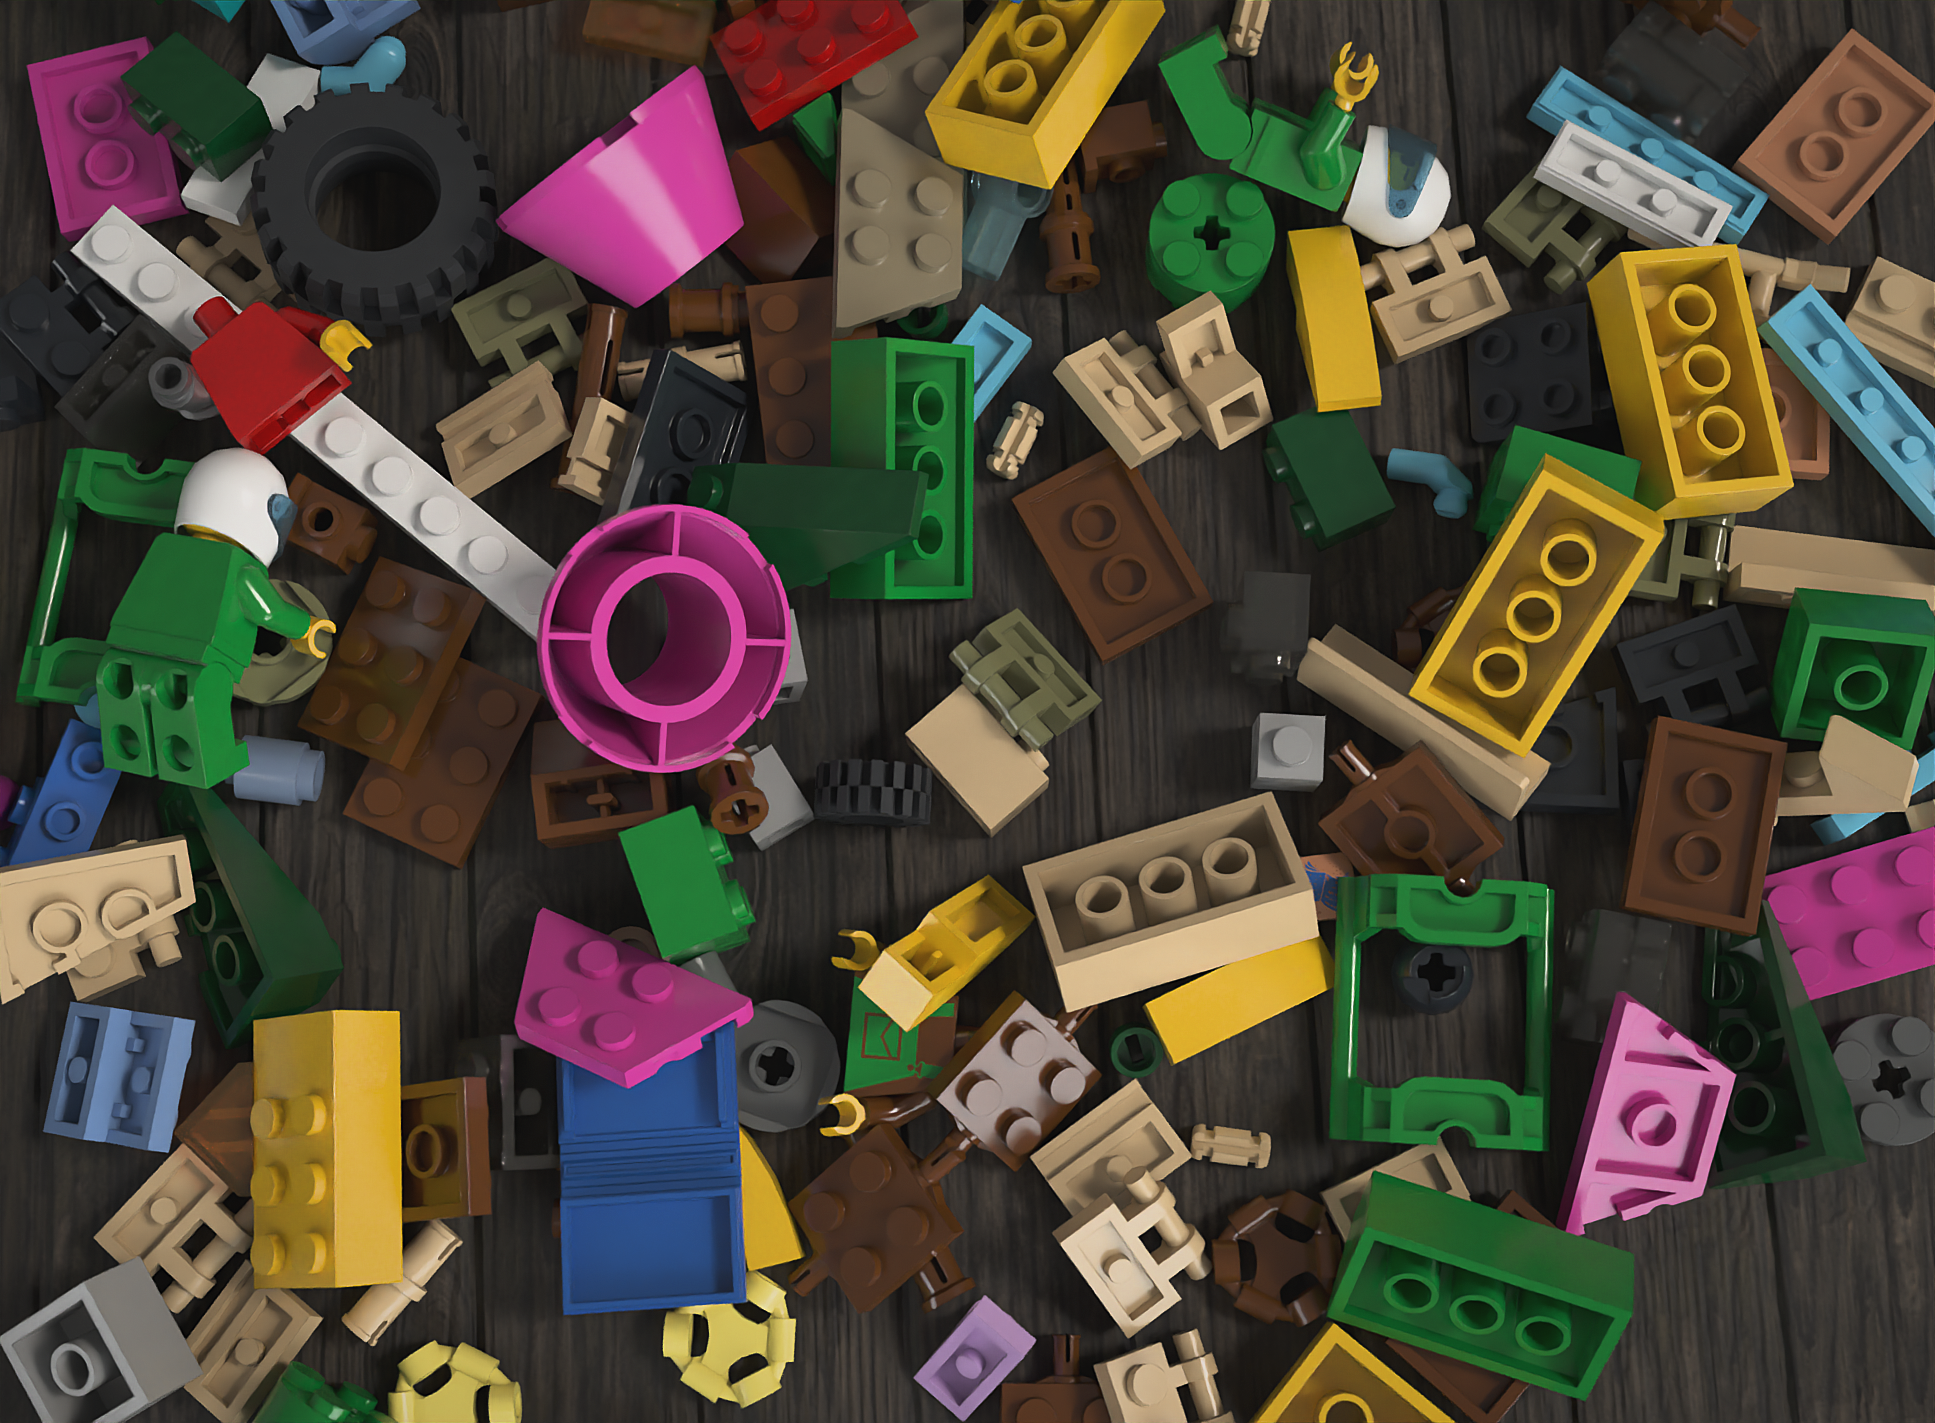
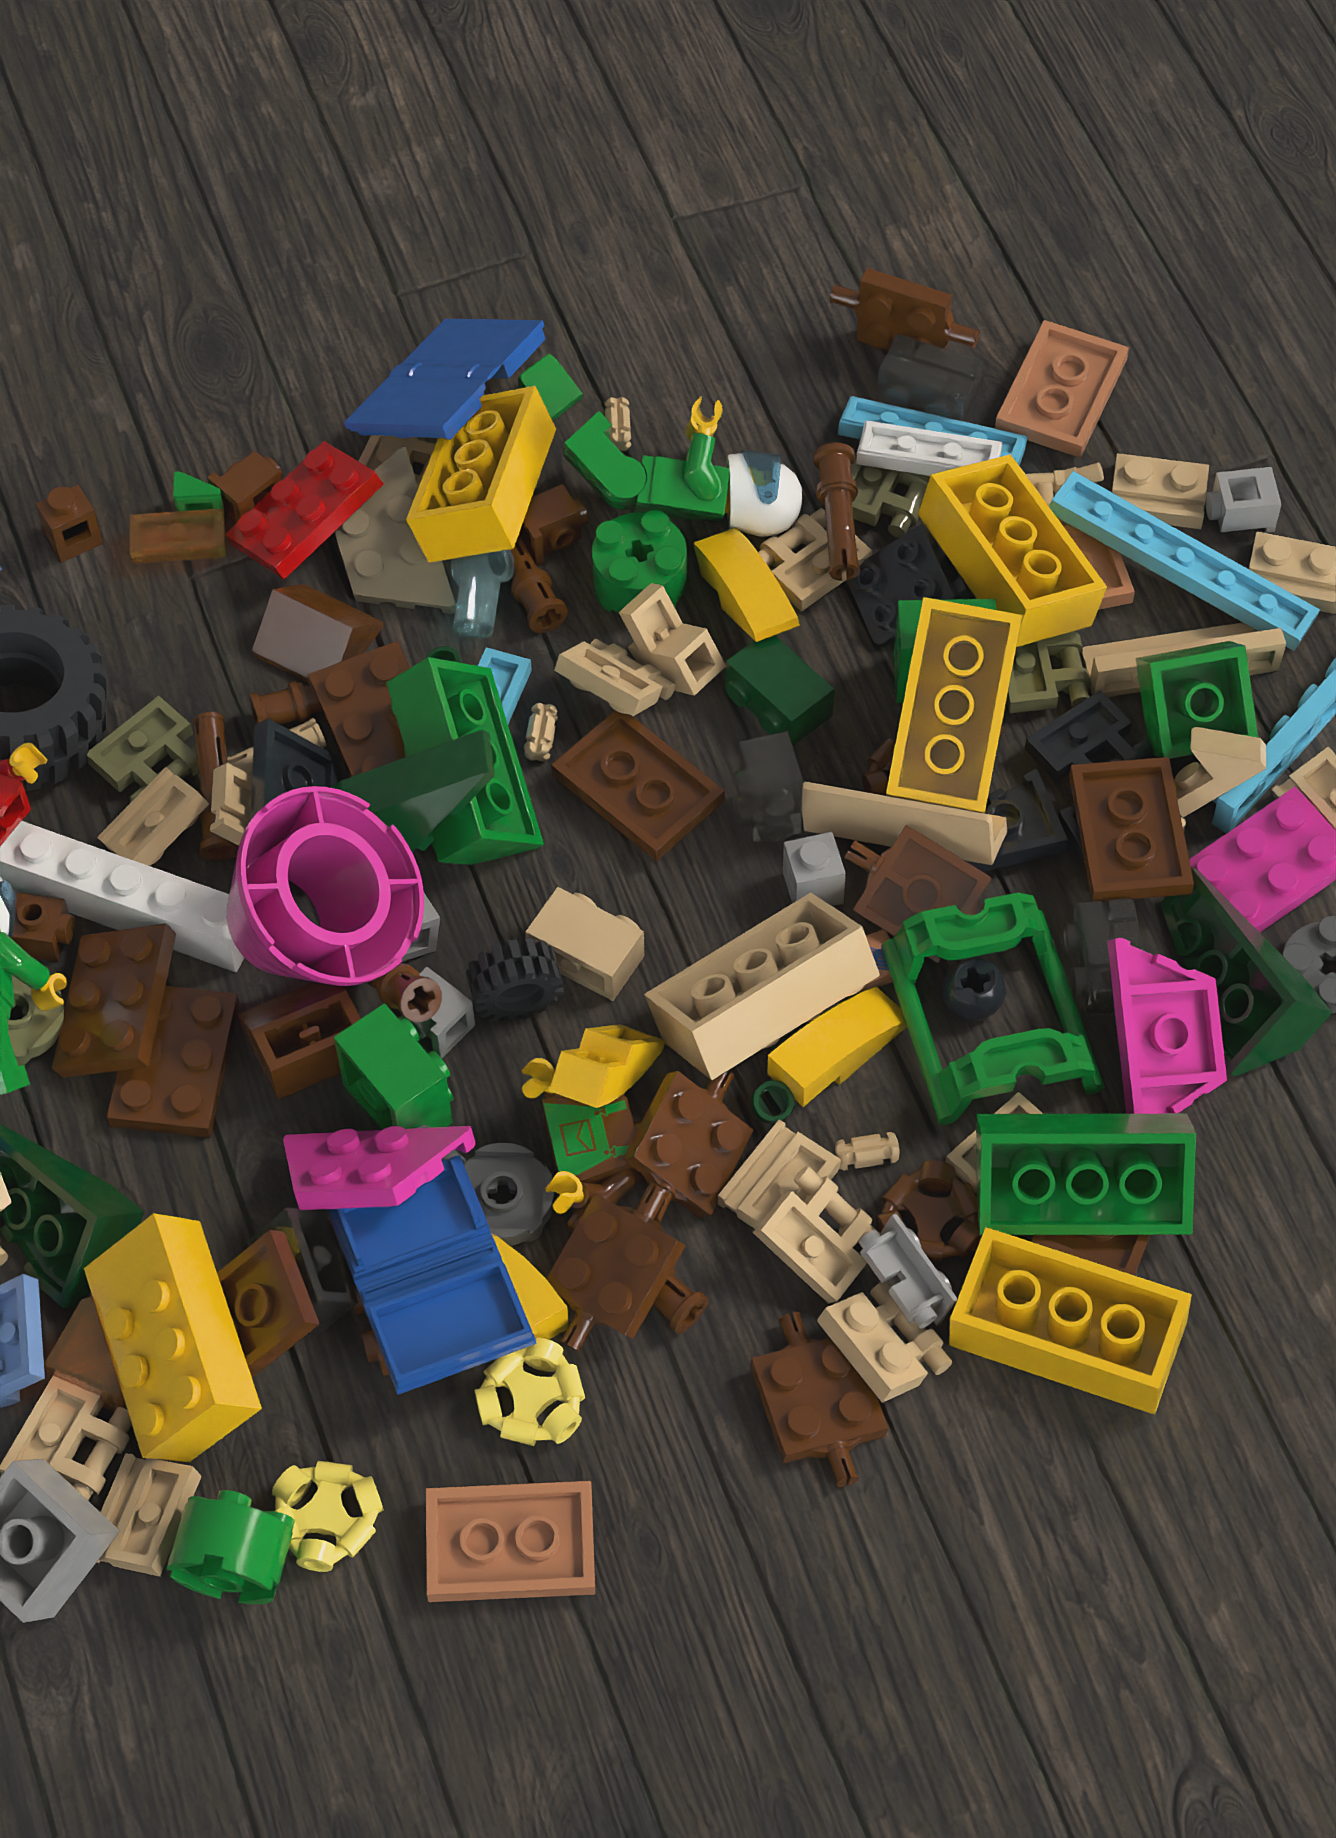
camera: 20 degrees left, 20 degrees down
(279, 772) = (45, 1102): sand blue brick -> none
(386, 1301) = (257, 1431): tan pin -> none
(638, 198) = (208, 631): dark pink cone -> none
(818, 134) = (330, 574): green slope -> none
(892, 227) = (404, 606): dark tan wing -> none
(974, 1358) = (725, 1344): lavender slope -> none
(1034, 669) = (602, 877): olive plate -> none
(1234, 1368) = (923, 1291): none -> light grey hinge
(1438, 473) = (859, 669): medium azure arm -> none
(1492, 220) = (837, 493): none -> reddish brown pin

